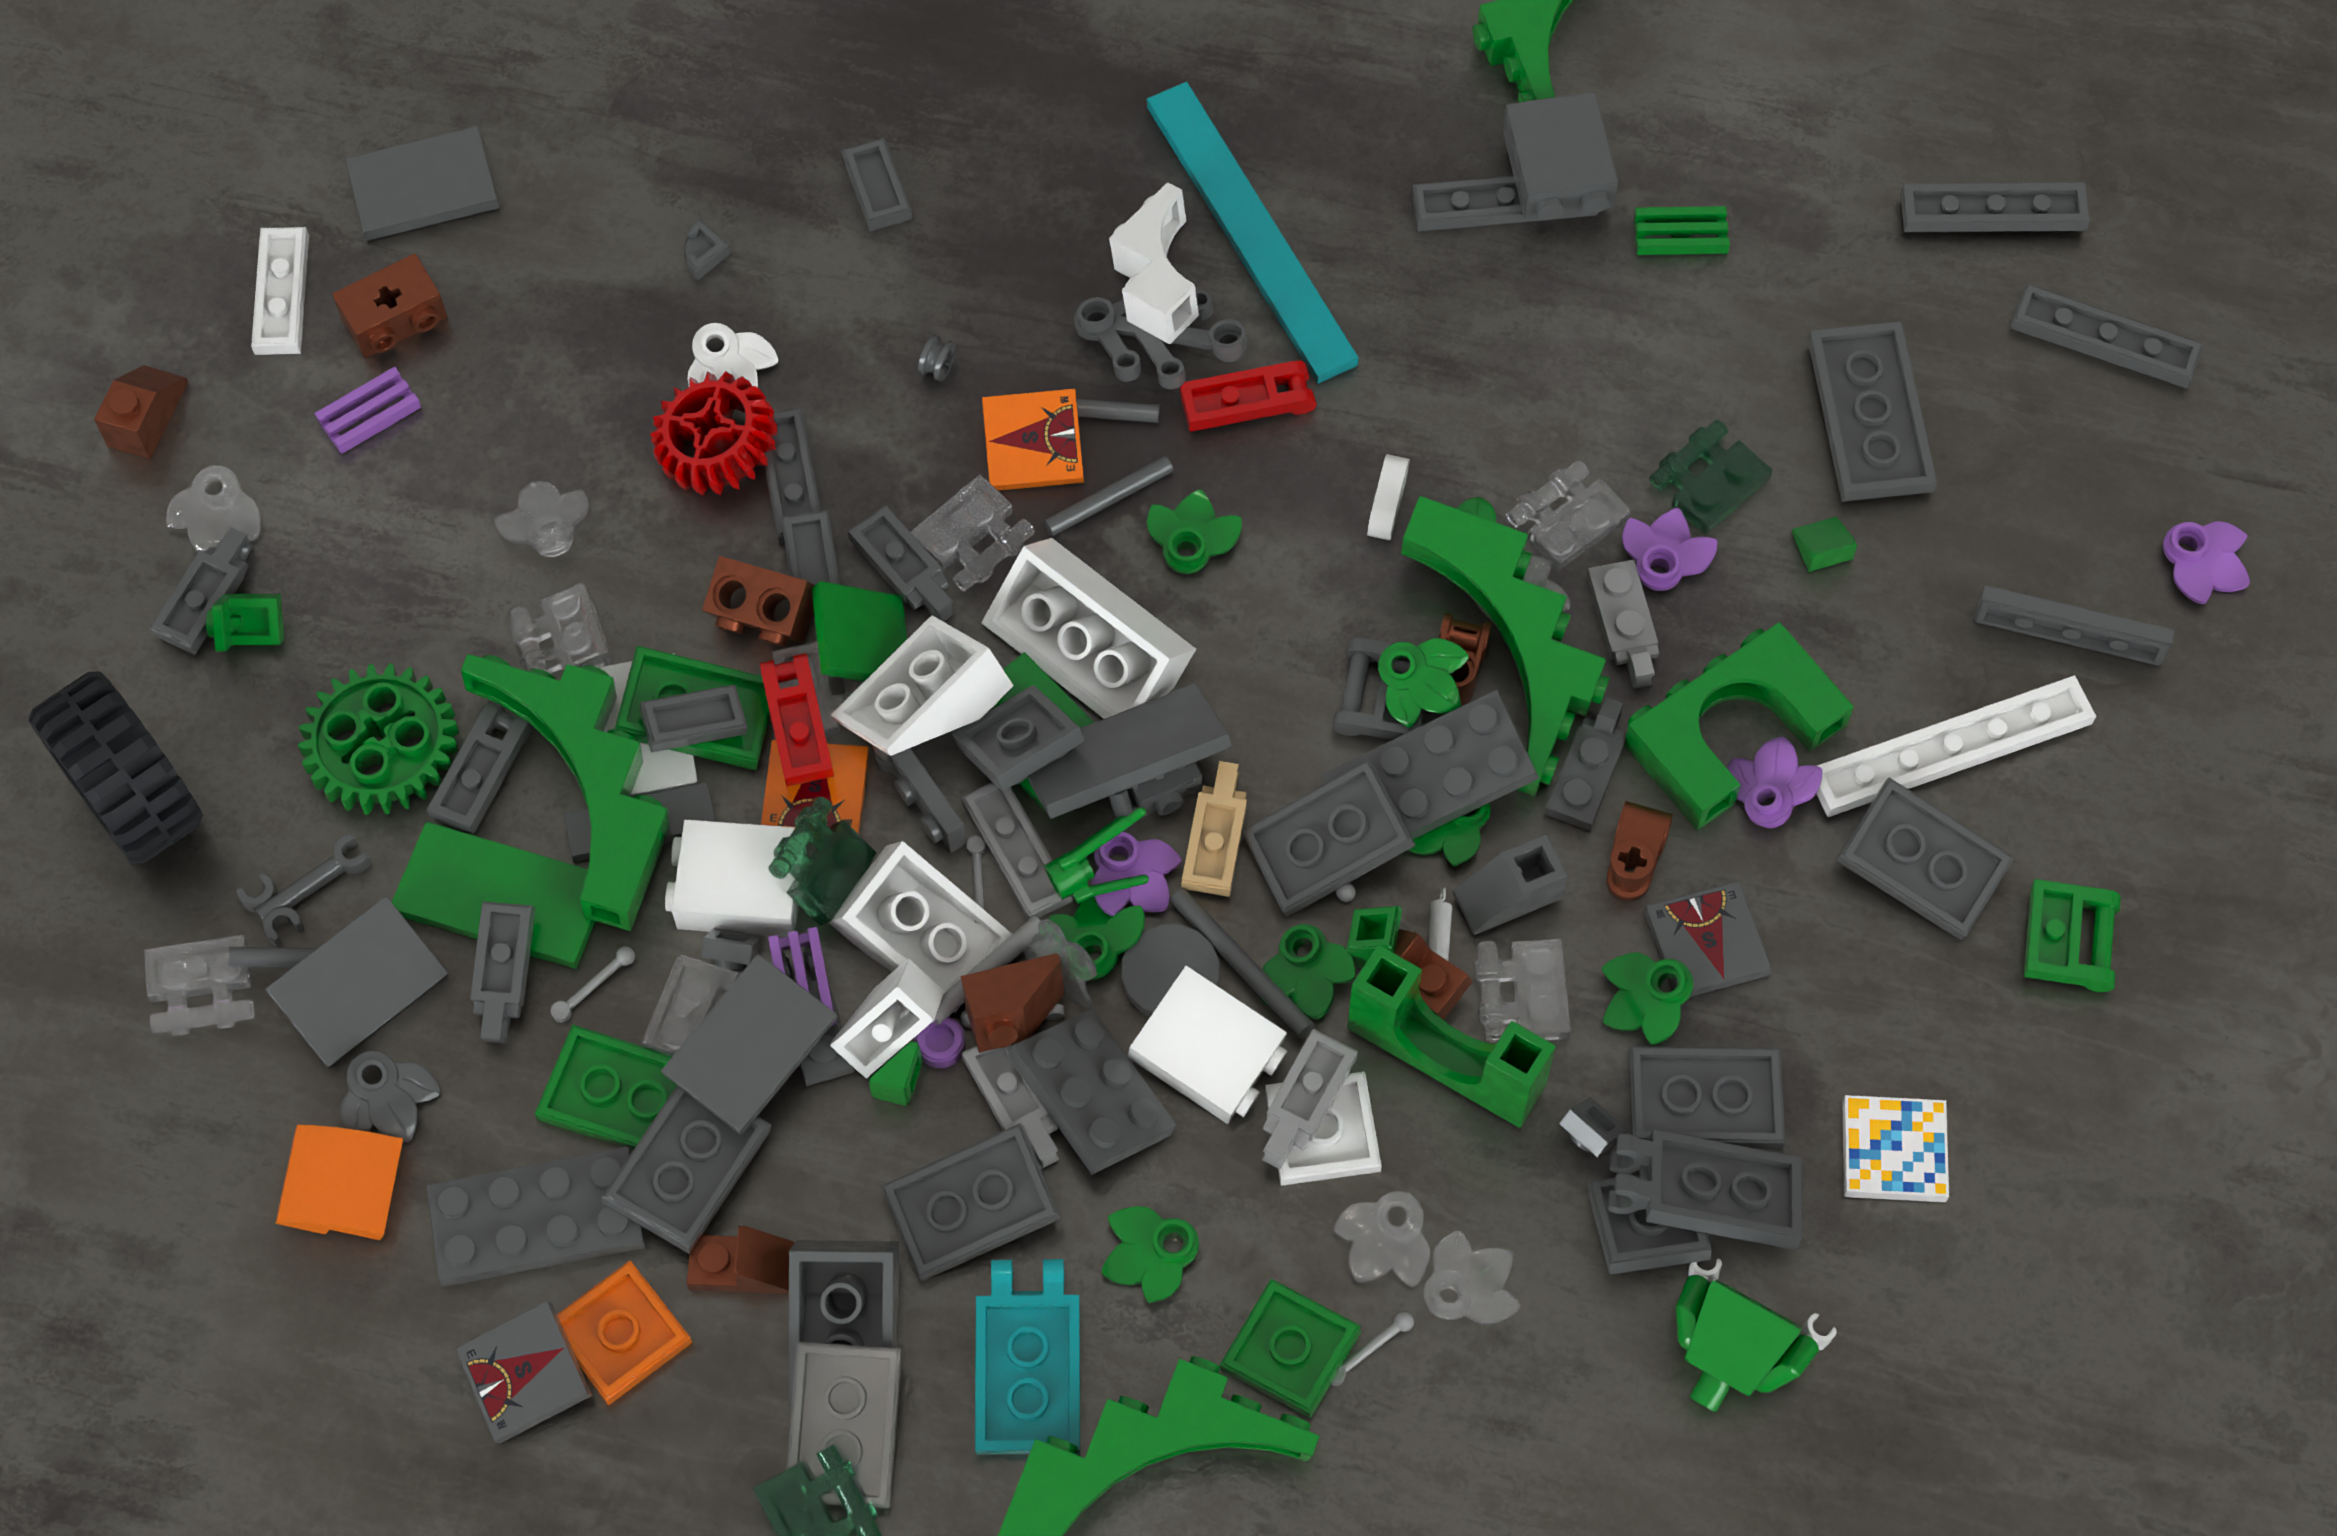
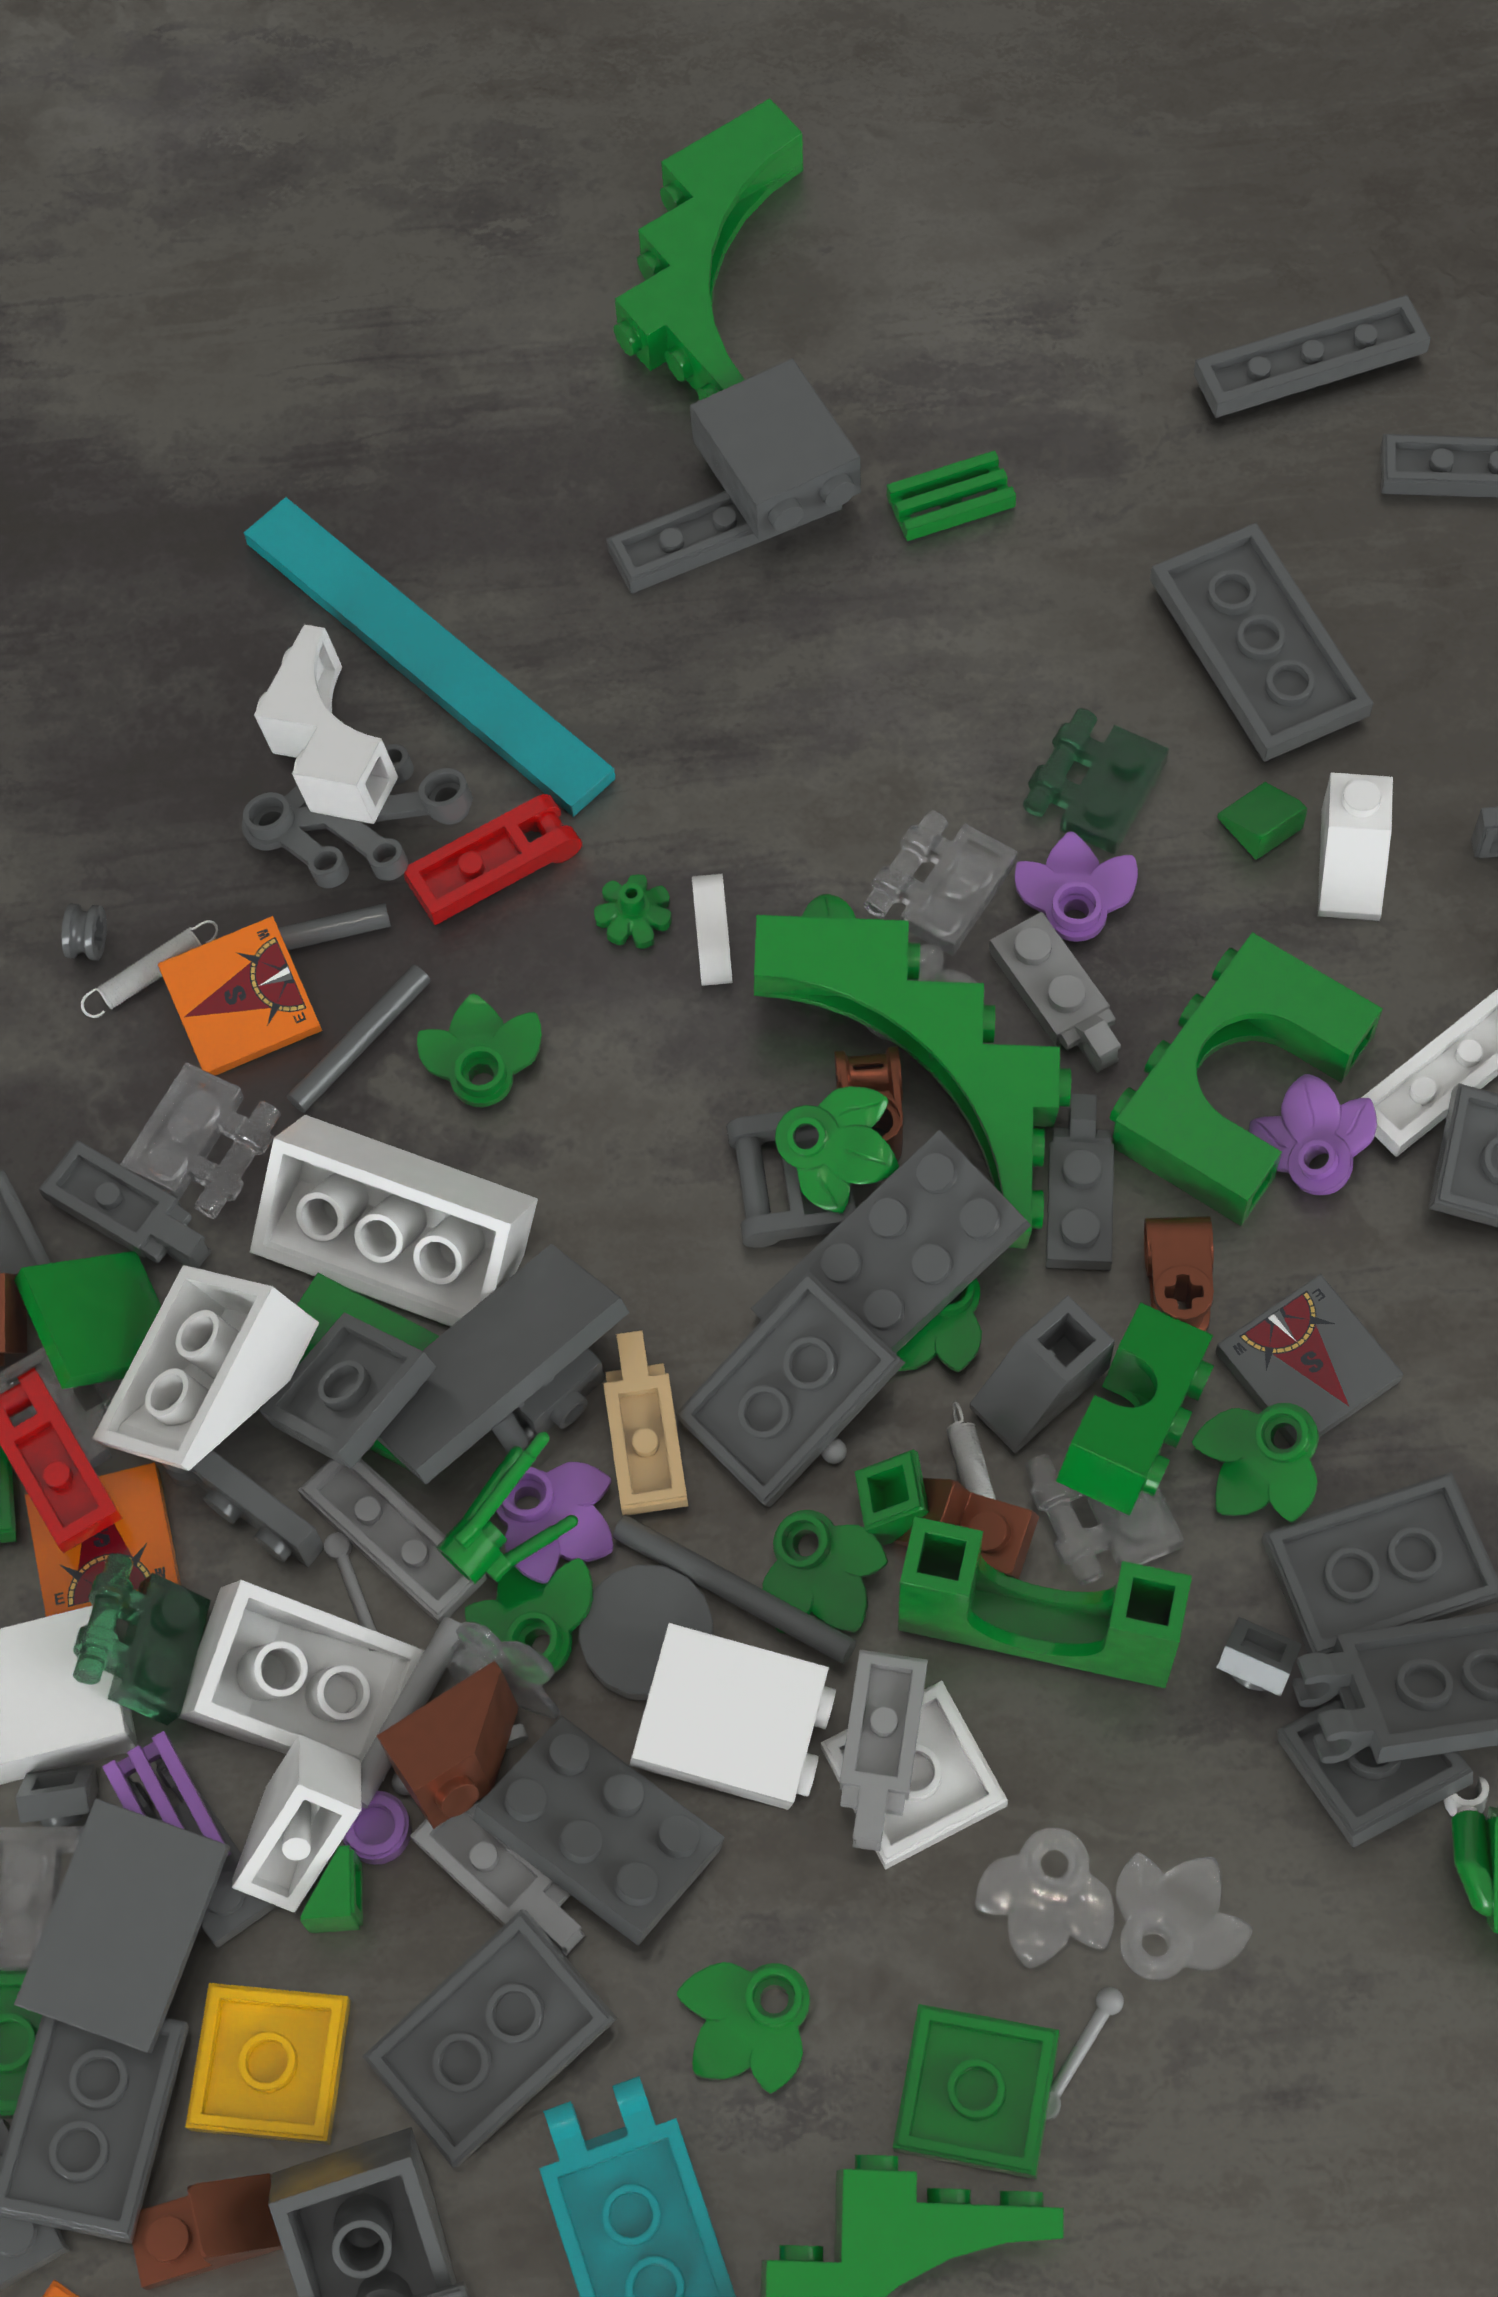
camera: 15 degrees left, 0 degrees up
(817, 1171) = (268, 2063): none -> yellow tile
(972, 399) = (146, 970): none -> white piece
(1337, 466) = (633, 911): none -> green plant
(1544, 952) = (1120, 1446): none -> green arch
(1882, 584) = (1354, 846): none -> white slope

